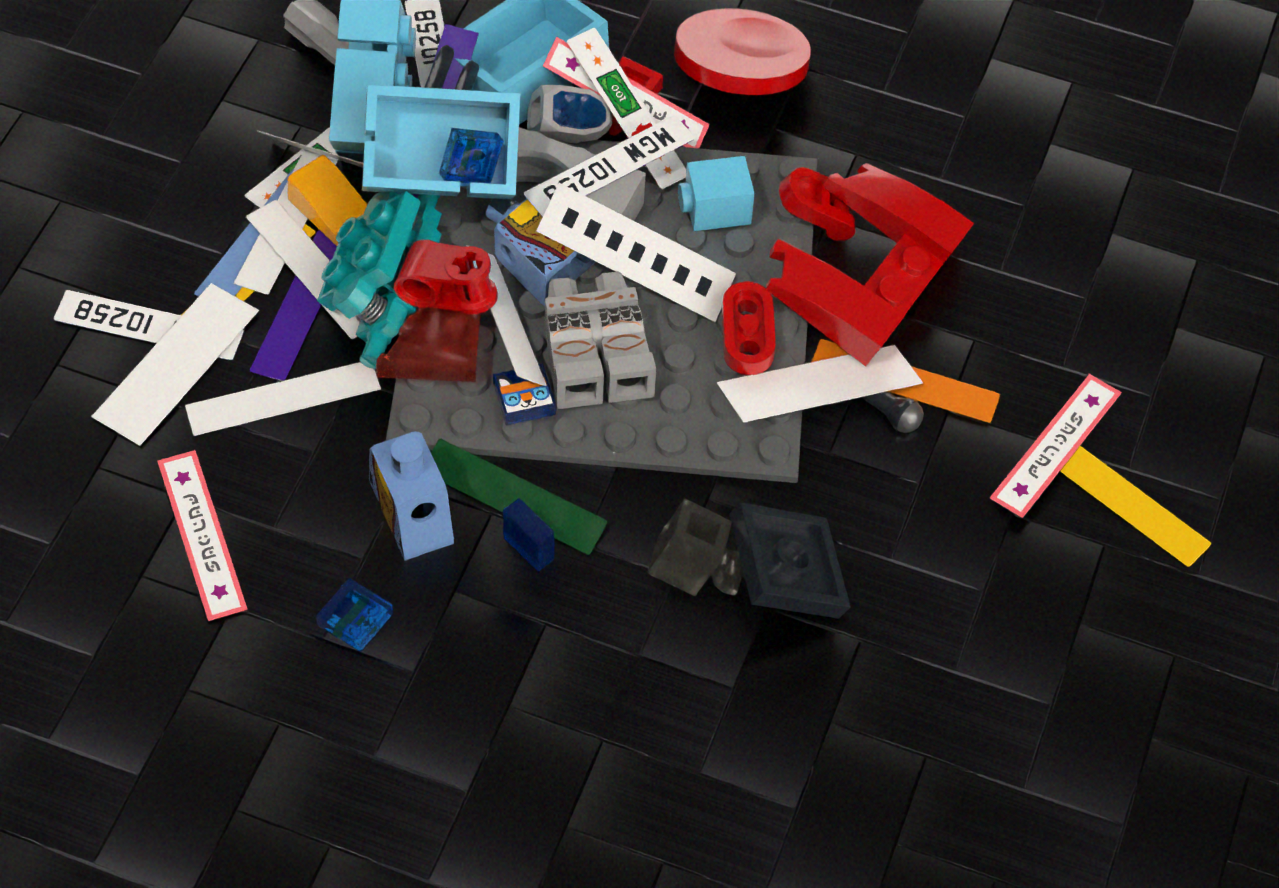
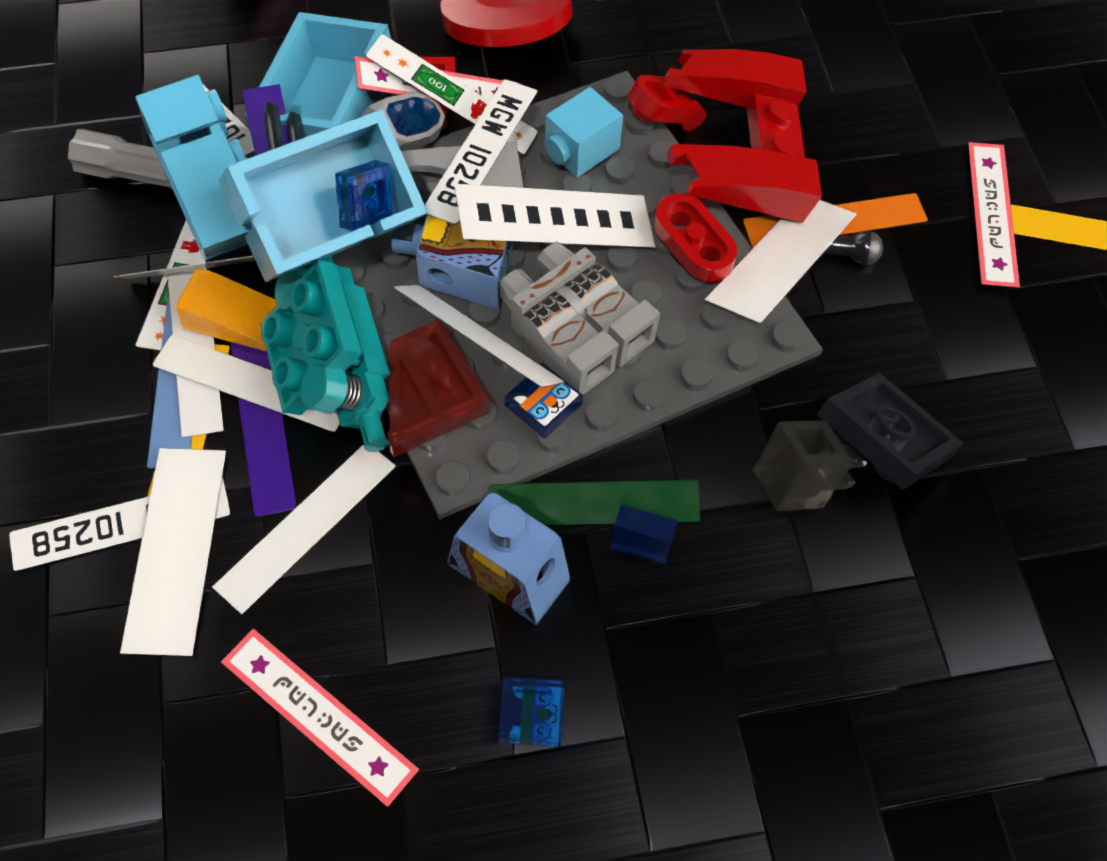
camera: 30 degrees left, 5 degrees up
(442, 273) = (402, 324): red piece -> none

